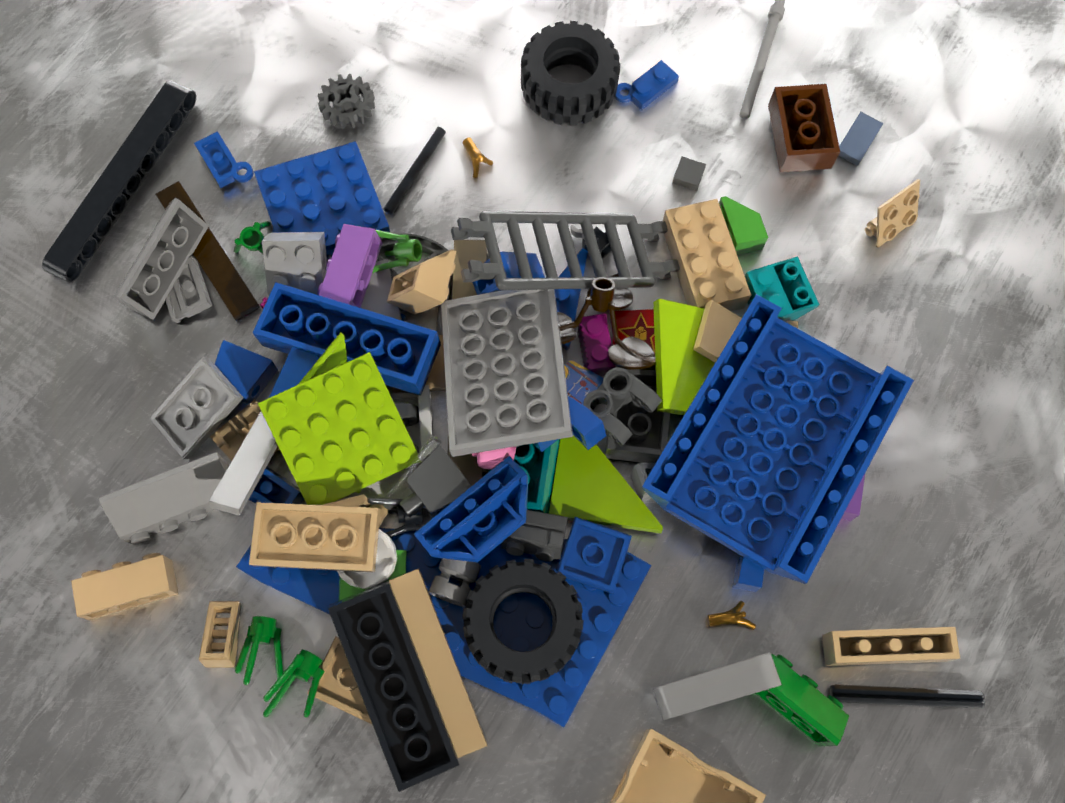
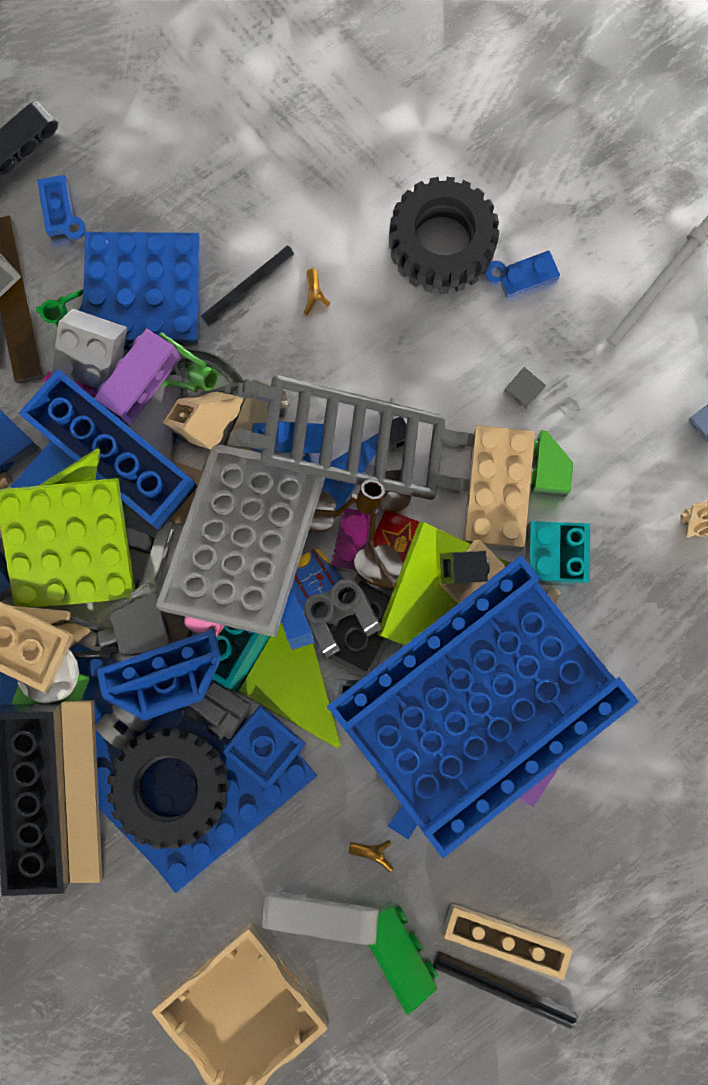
camera: 25 degrees right, 10 degrees up
(346, 101) = (201, 196): dark grey gear -> none
(710, 322) = (464, 567): none -> black brick
(803, 128) = (663, 382): reddish brown brick -> none

